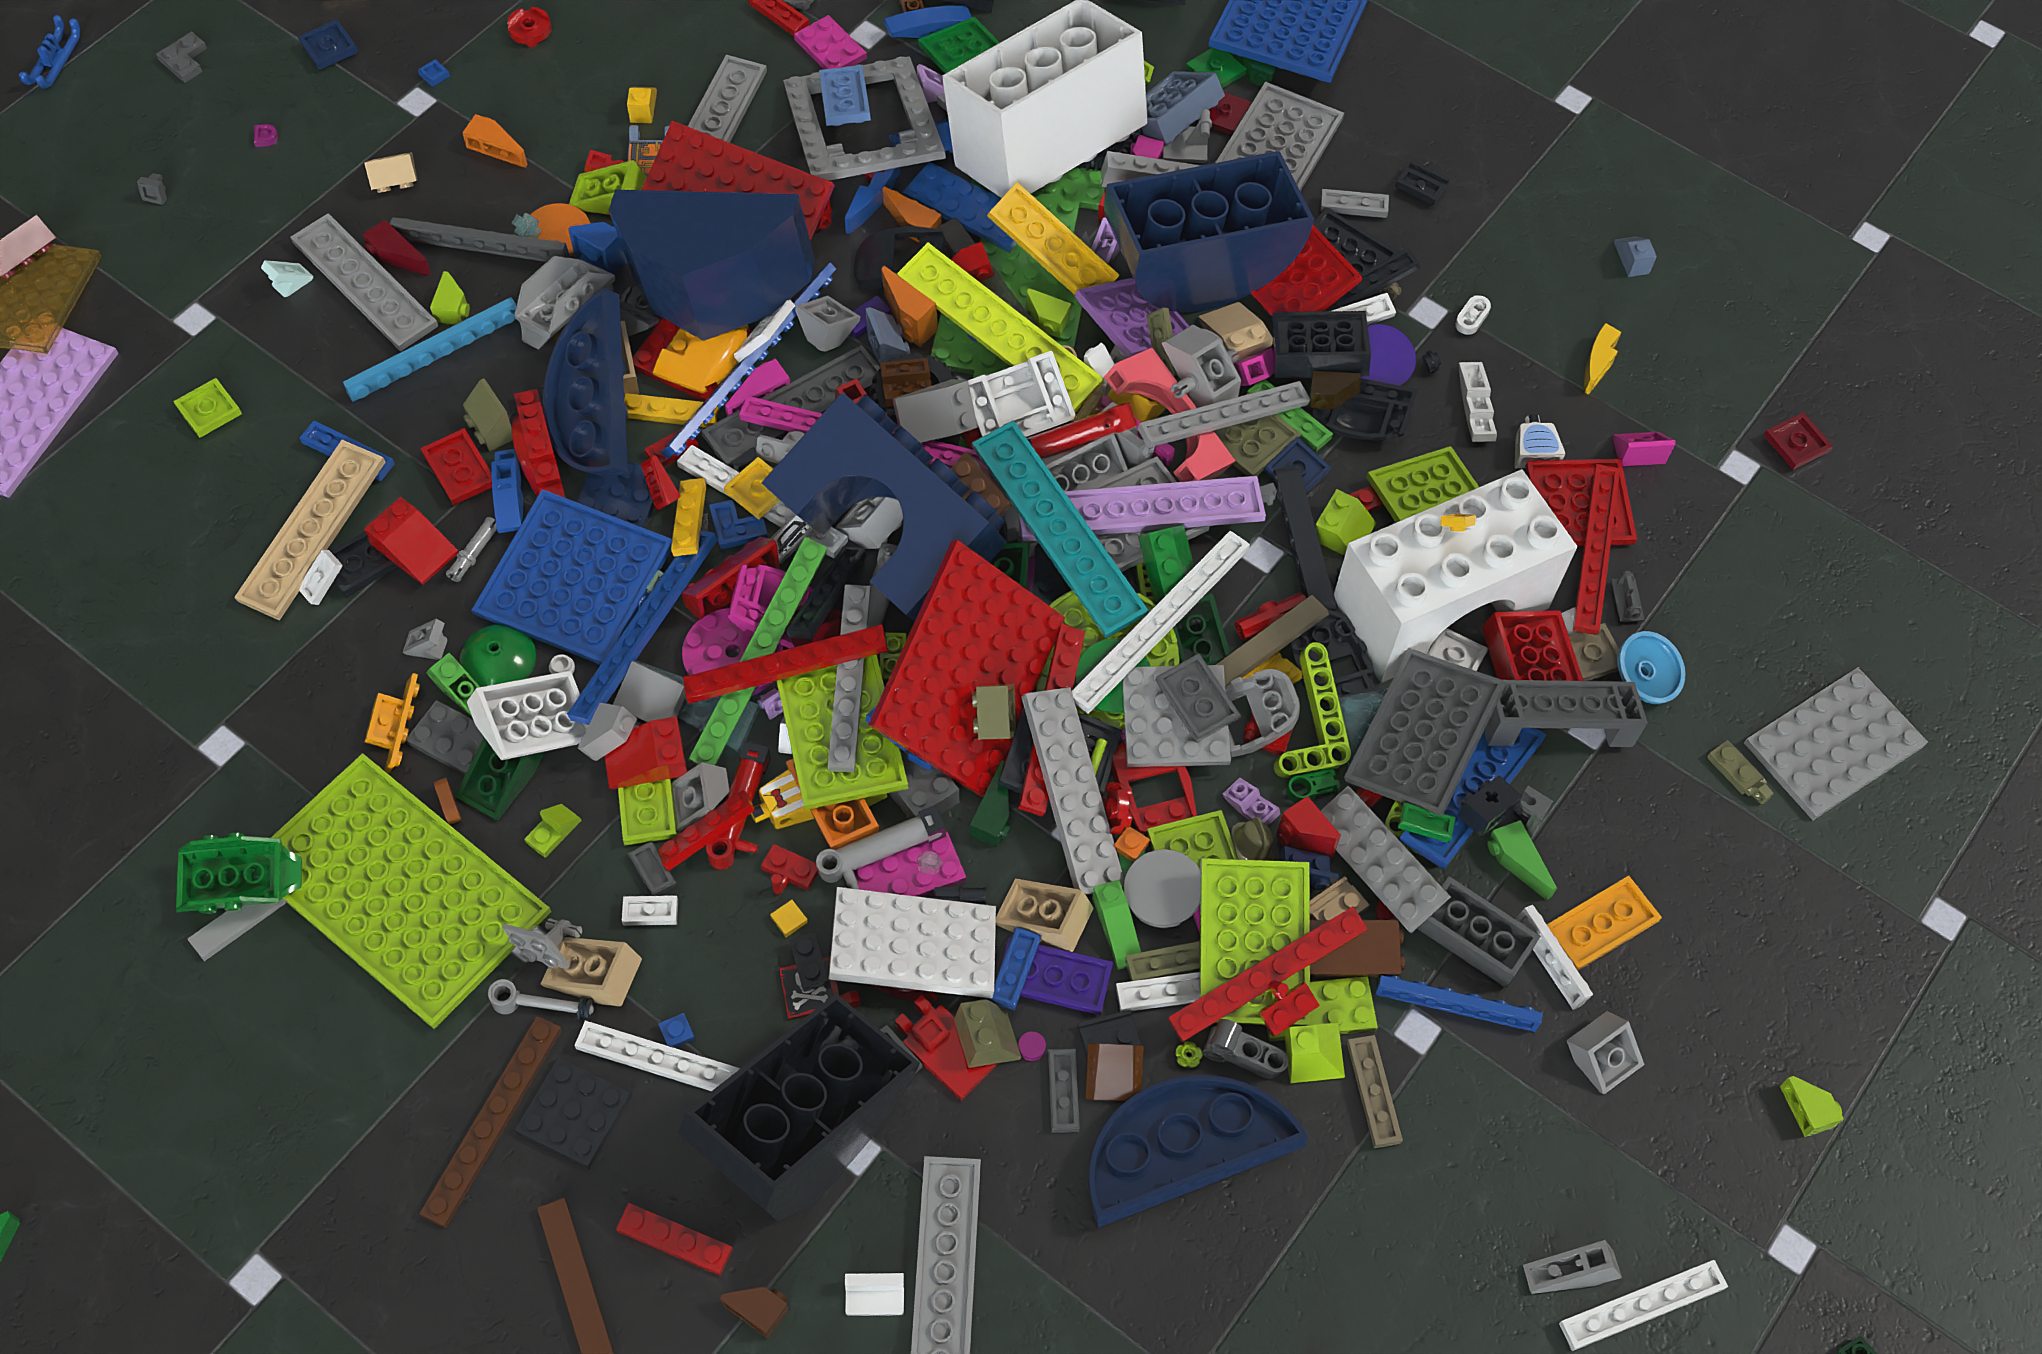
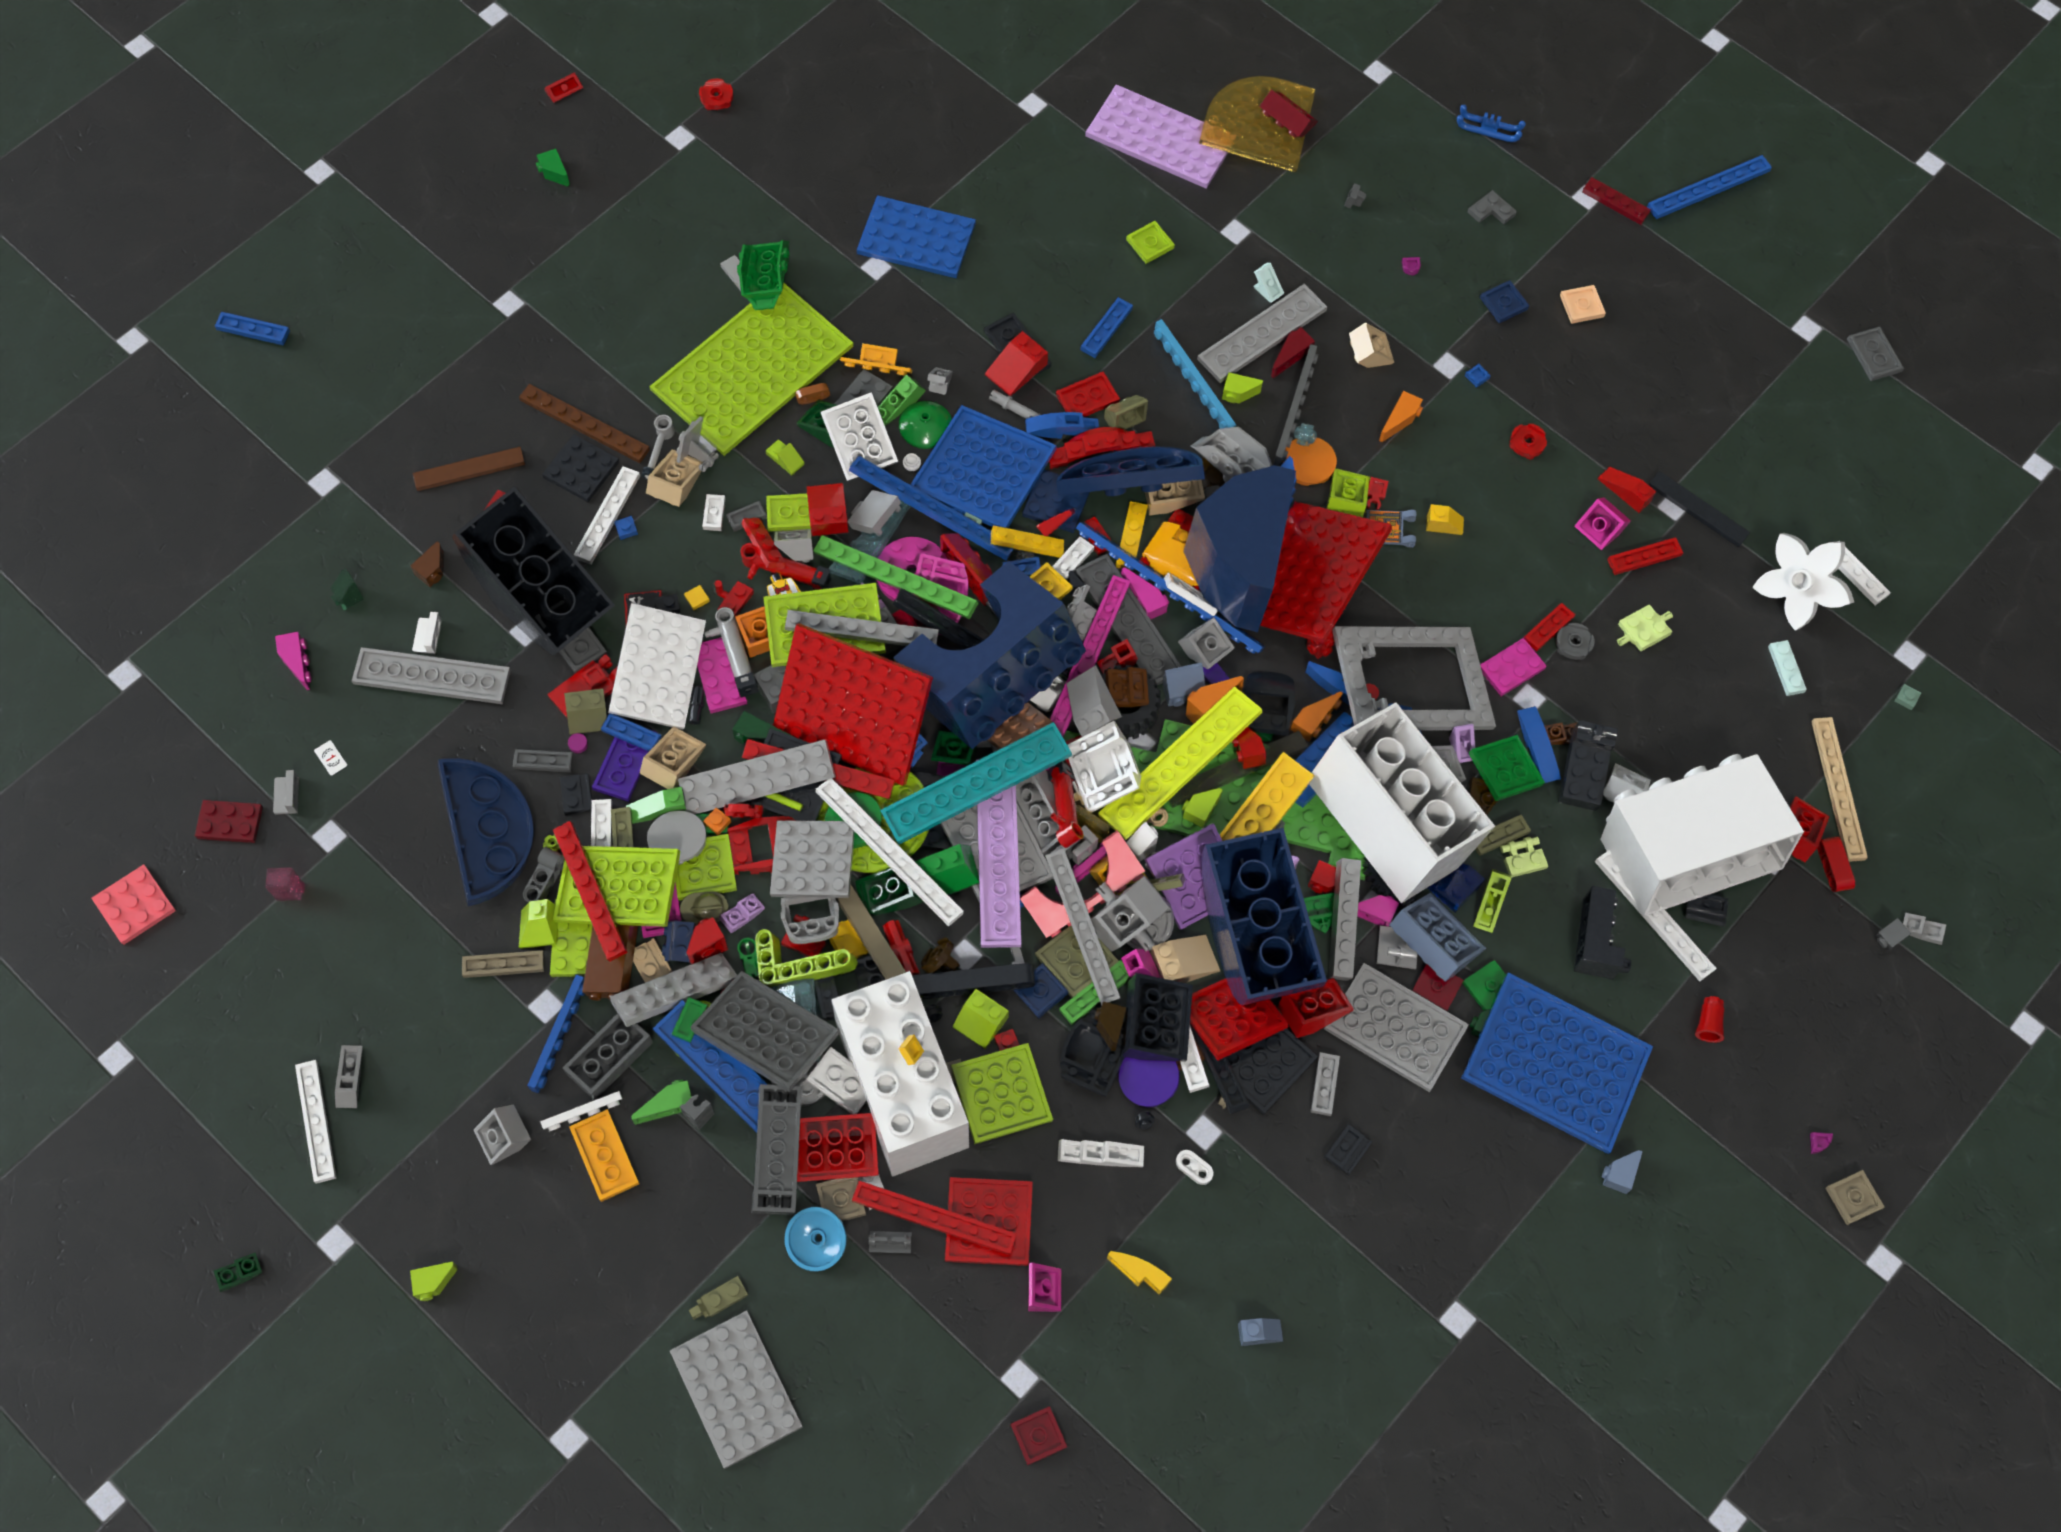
camera: 95 degrees right, 5 degrees up
(171, 696) = (916, 236): none -> blue plate
(310, 529) = (1038, 306): tan plate -> none
(320, 577) = (995, 313): white plate -> none
(607, 730) = (845, 481): light grey slope -> none
(728, 97) = (1436, 579): light grey plate -> none
(785, 664) = (874, 588): red plate -> none
(844, 95) = (1436, 663): medium blue plate -> none
(929, 863) = (718, 682): clear plate -> none
(995, 711) = (818, 723): olive slope -> none
(1113, 1071) = (547, 790): slope -> none
(1197, 697) = (819, 870): dark grey tile -> none
(1278, 570) = (940, 957): none -> dark brown tile
(1288, 1006) = (561, 899): red plate -> none
(1489, 805) = (698, 1081): black brick -> none
(1537, 442) = (1051, 1194): torso -> none

